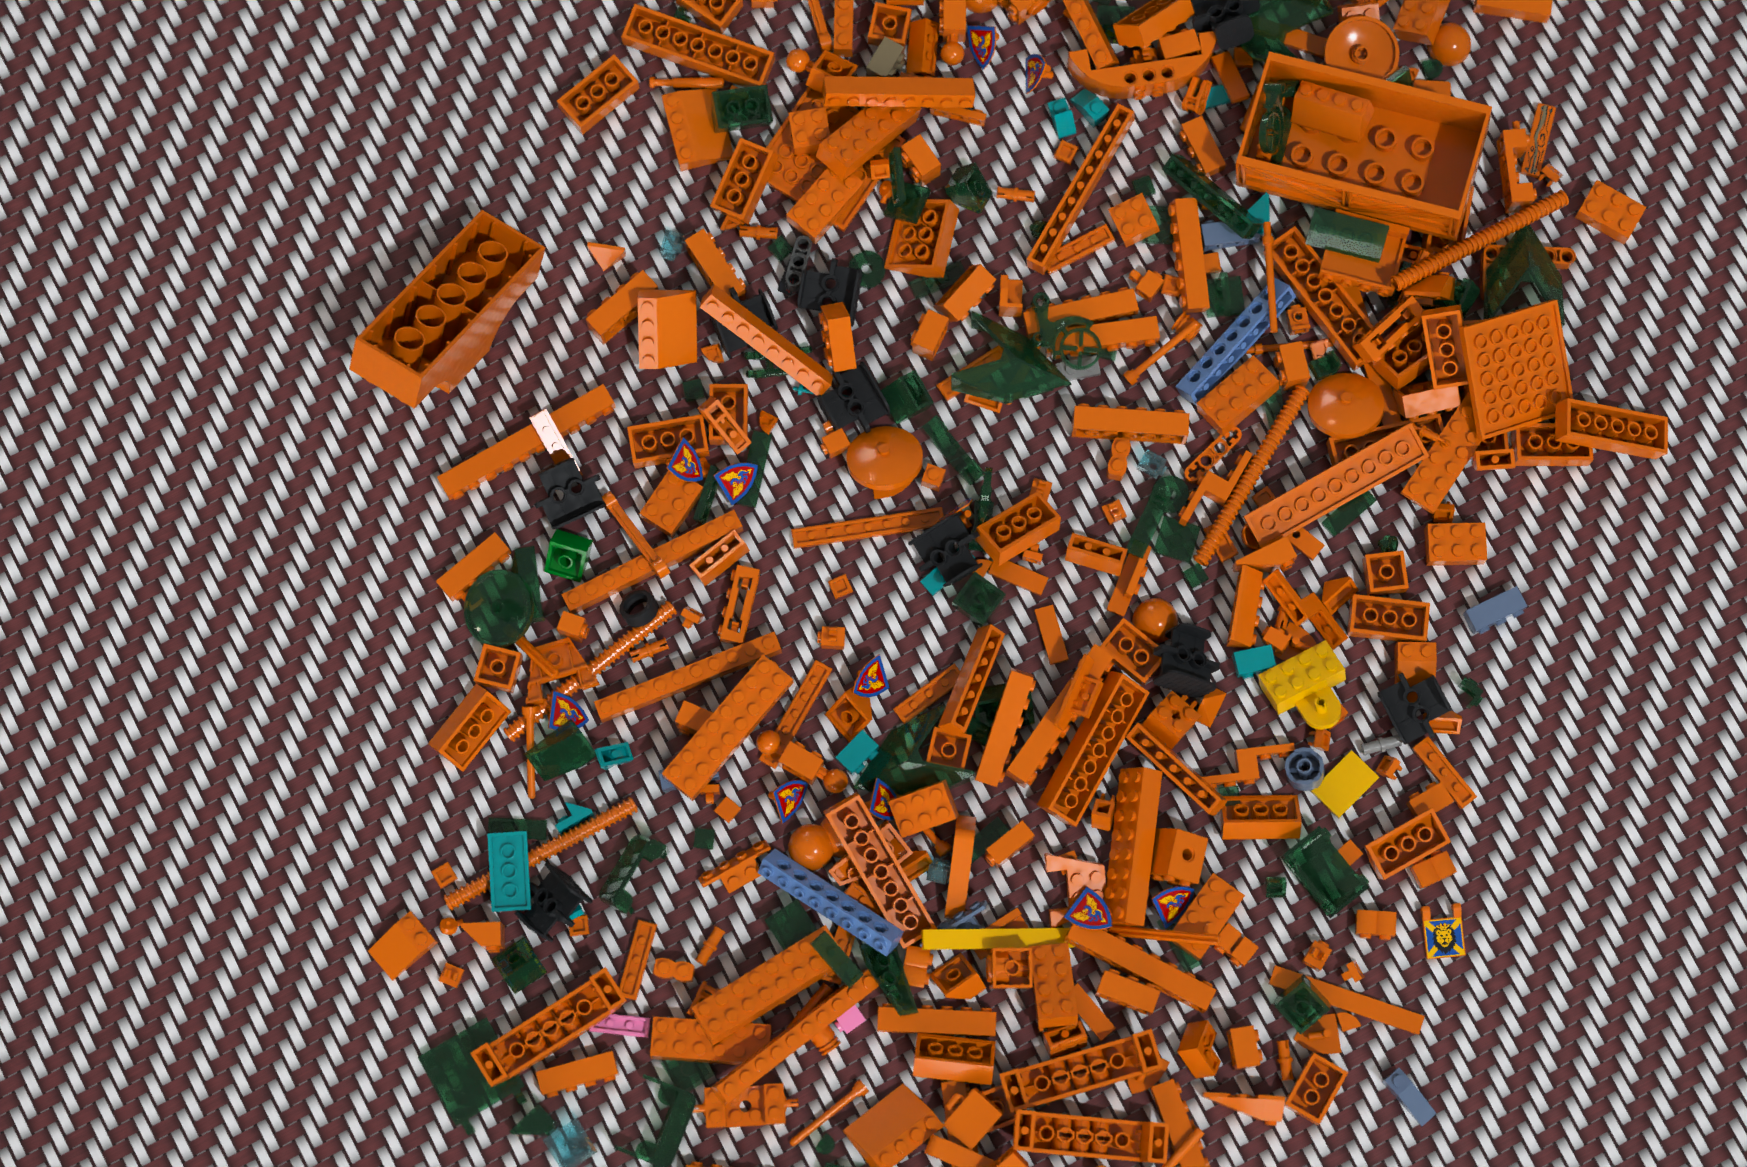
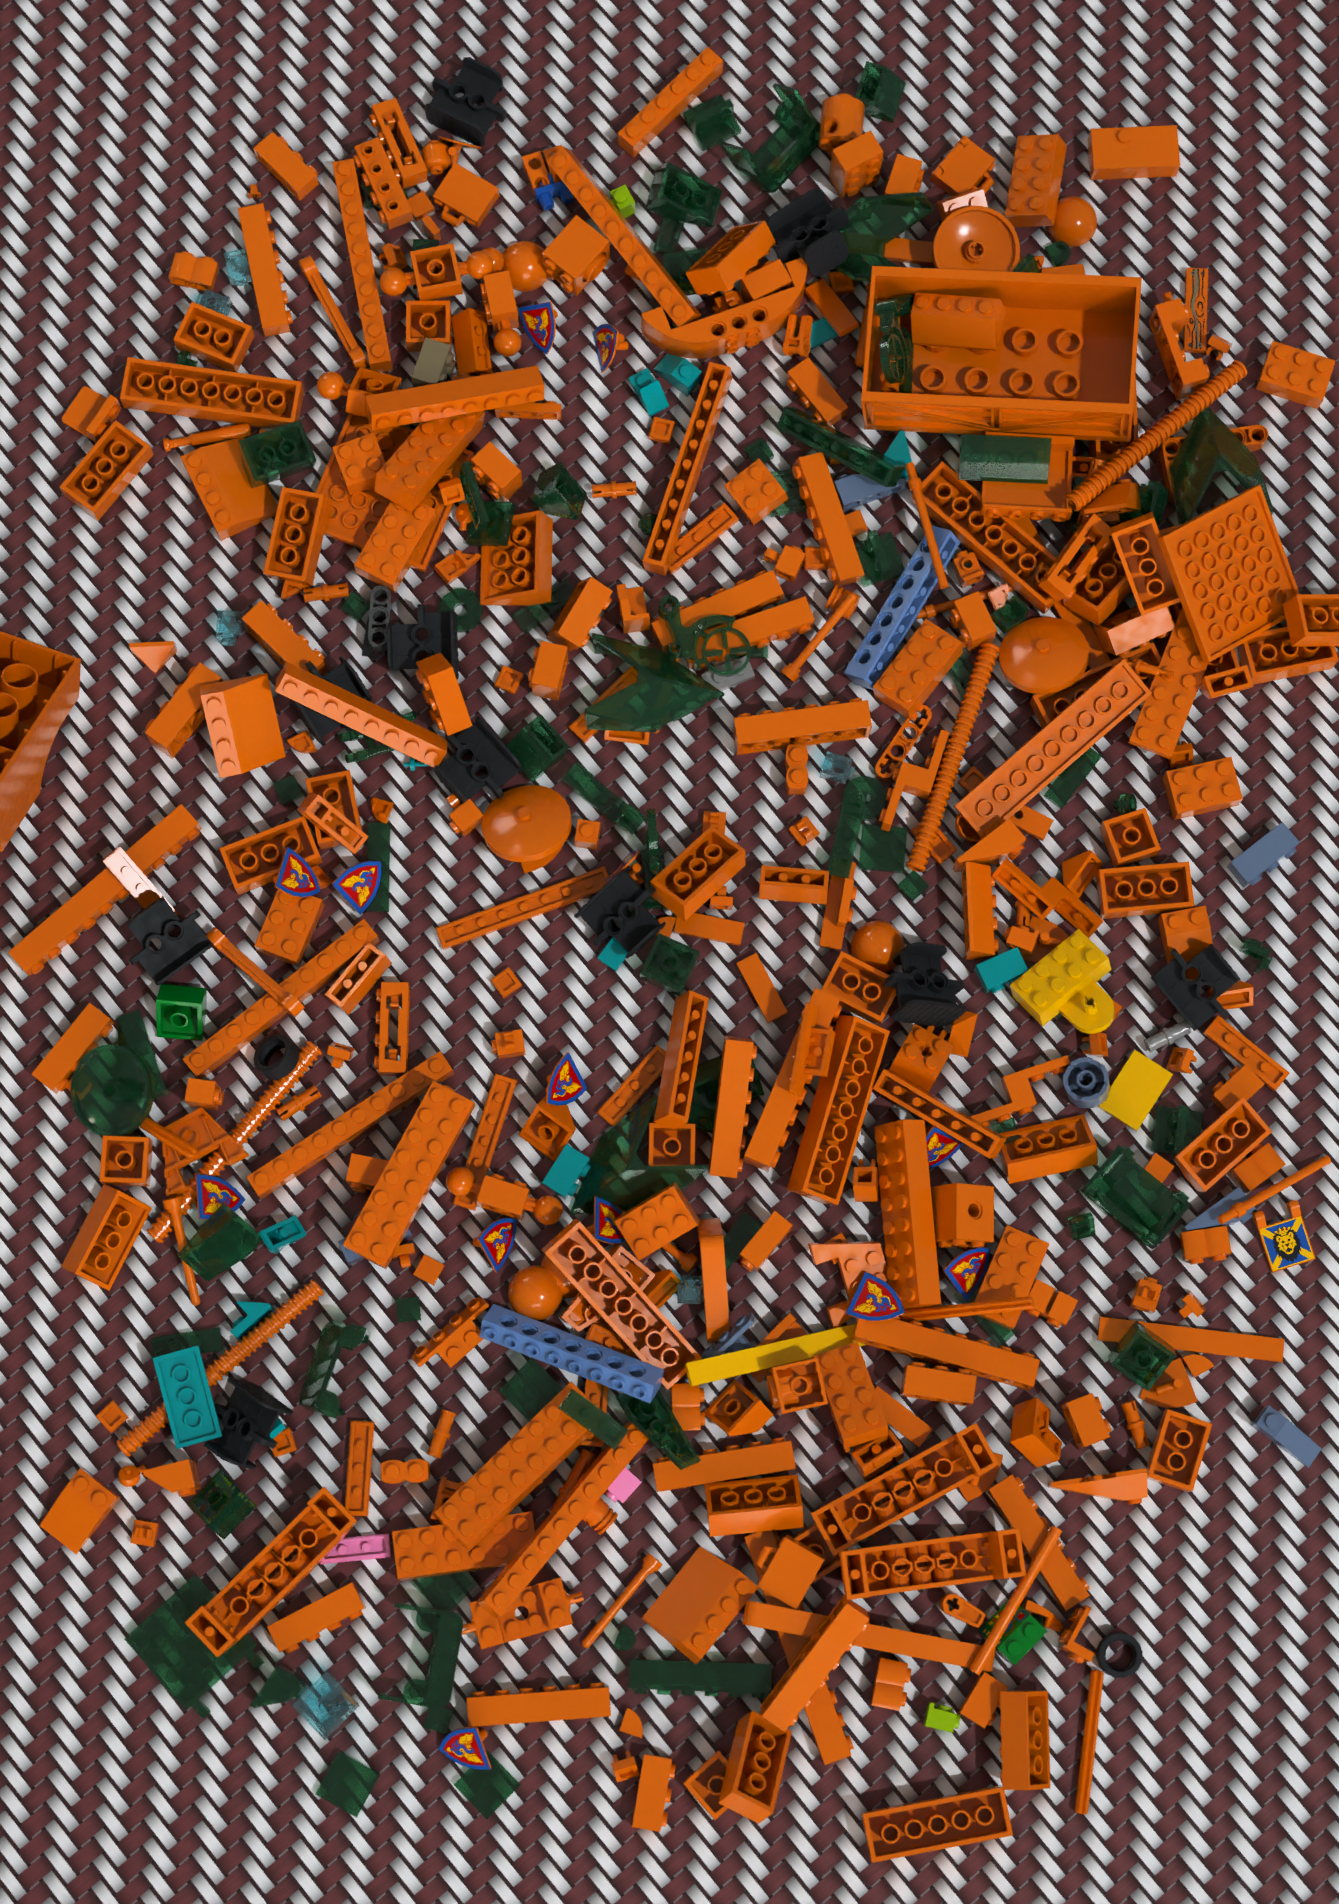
camera: 15 degrees left, 0 degrees up
(595, 44) = (91, 413): none -> orange bracket
(707, 496) = (329, 910): clear green tile -> none
(870, 231) = (455, 565): none -> orange slope
(895, 335) = (509, 680): none -> orange tile
(1171, 796) = (940, 1146): none -> shield
(1371, 823) = (1175, 1129): none -> clear green bracket
(1400, 900) = (1209, 1218): none -> sand blue slope
(1410, 900) = (1239, 1209): none -> orange bar

